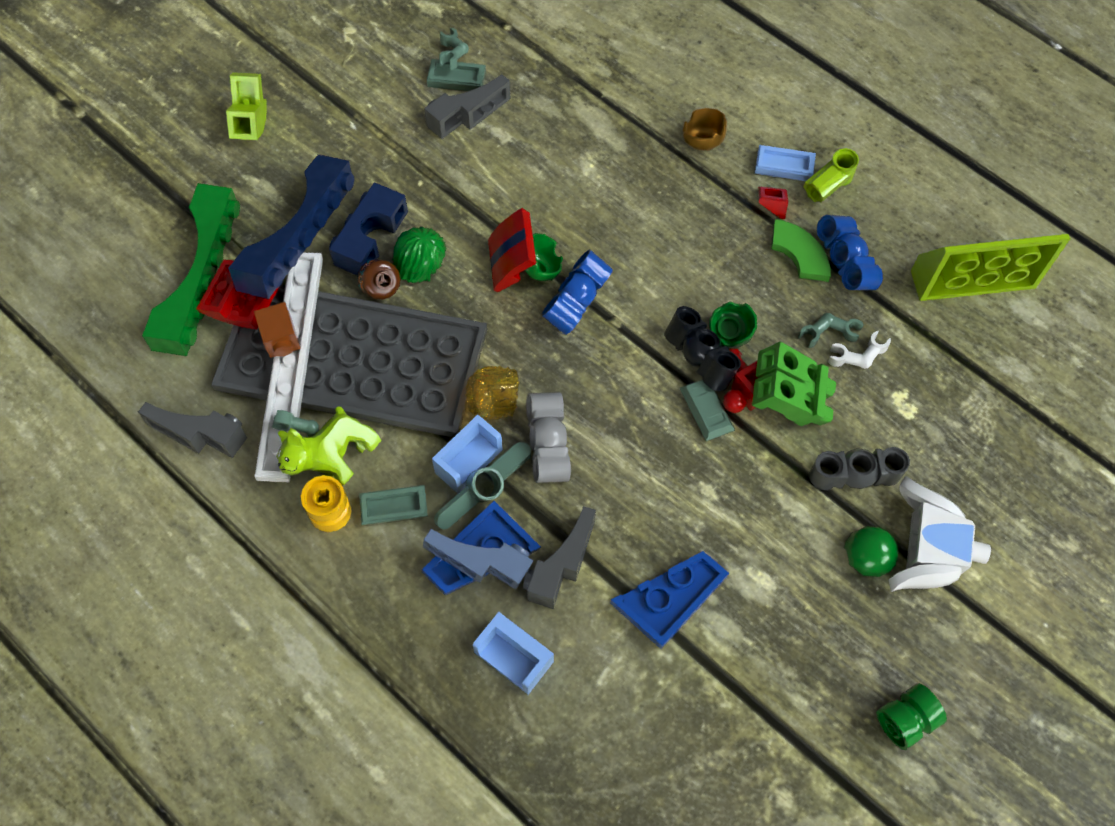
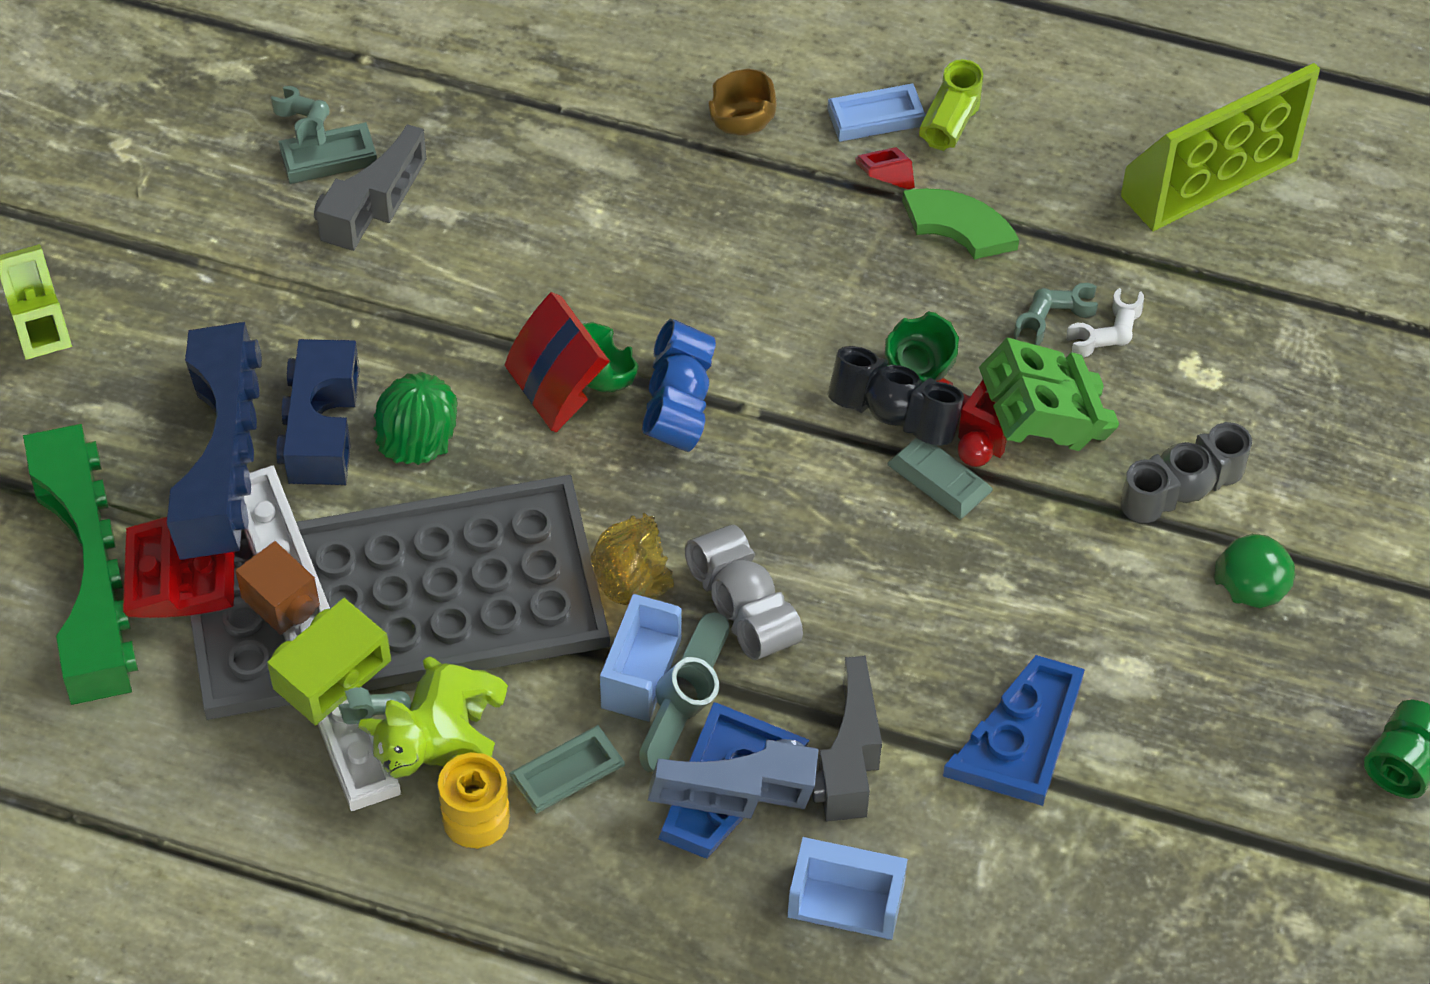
camera: 25 degrees left, 10 degrees down
(195, 432) = (248, 771): dark grey slope -> none
(281, 386) = (329, 657): none -> lime brick
(377, 288) = (378, 471): reddish brown head -> none
(849, 253) = (1047, 206): blue piece -> none
(939, 541) = (1334, 520): white torso -> none

